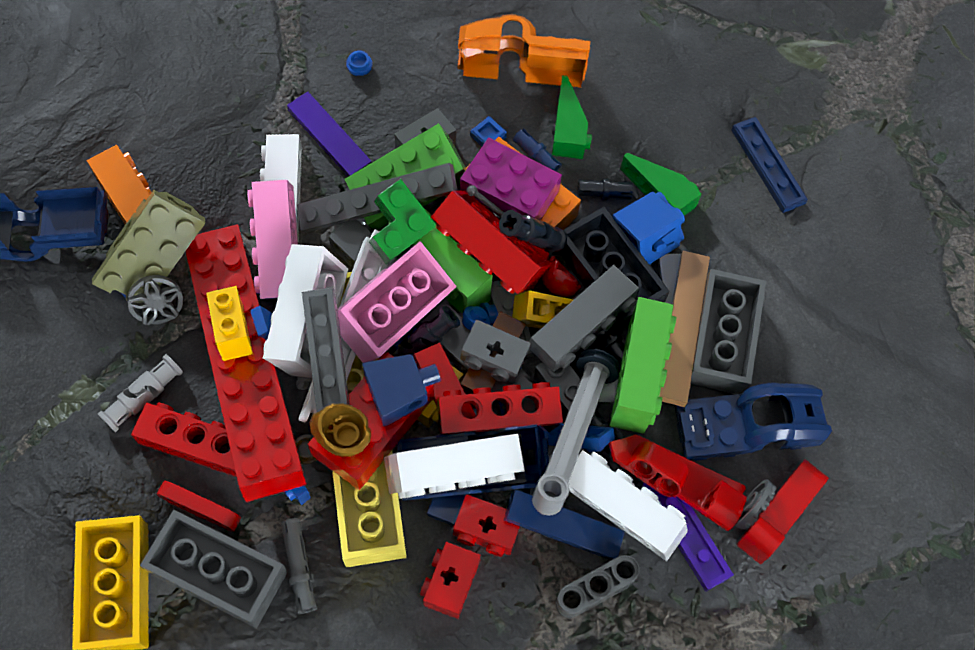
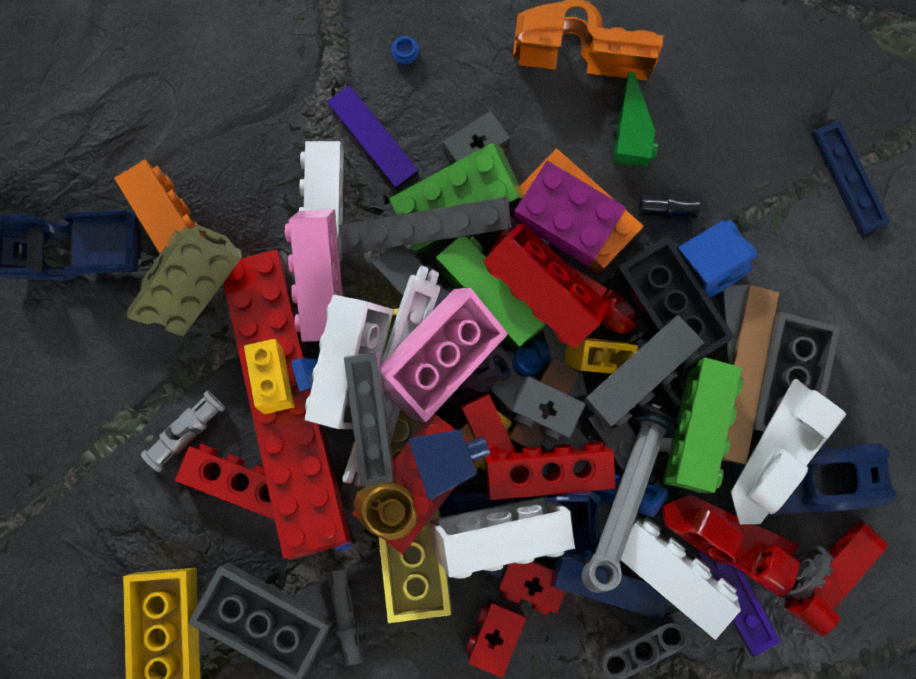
camera: 10 degrees right, 15 degrees up
(154, 300) = (193, 331): dark grey wheel -> none
(198, 506) = (245, 553): red beam -> none
(407, 222) = (456, 268): green brick -> none
(473, 191) = (566, 255): dark grey hinge -> none
(486, 129) = (544, 137): blue tile -> none
(532, 231) = (592, 274): black piece -> none
(535, 150) = (596, 161): dark blue pin -> none
(653, 177) = (731, 203): green slope -> none
(720, 389) = (784, 450): none -> white panel

